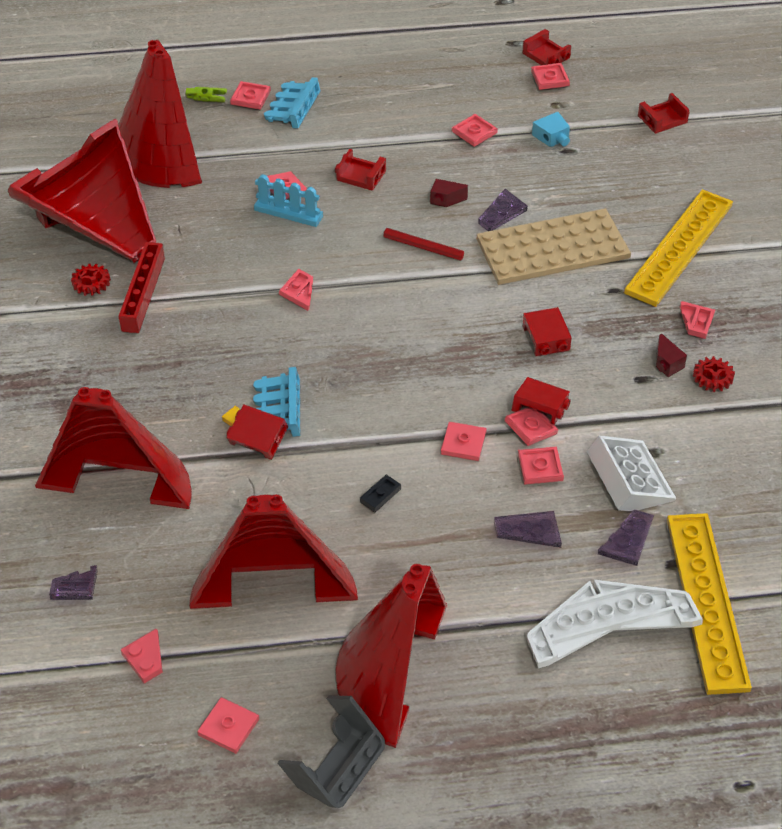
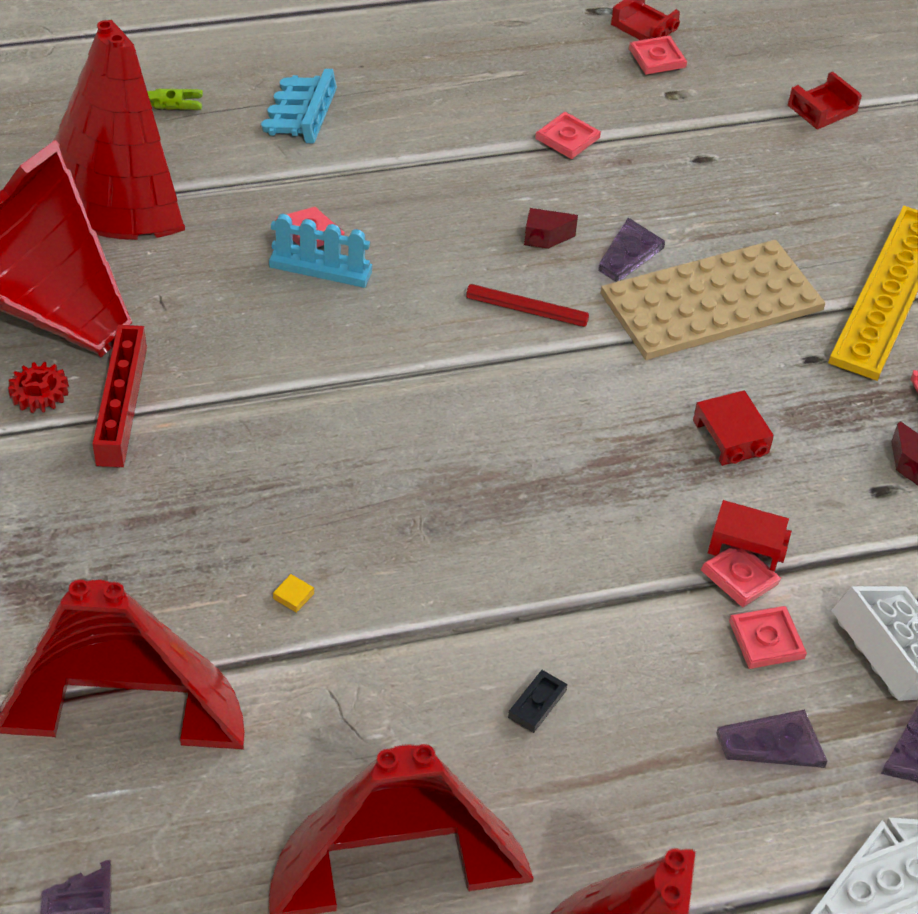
camera: 10 degrees left, 0 degrees up
(250, 95) = (237, 98): coral plate -> none
(257, 430) = (333, 613): red panel -> none
(282, 396) = (361, 577): medium azure fence -> none
(298, 289) = (357, 384): coral wing -> none
(360, 171) = (416, 202): red panel -> none
(463, 441) = (645, 606): coral plate -> none
(552, 130) = (677, 131): medium azure torso -> none

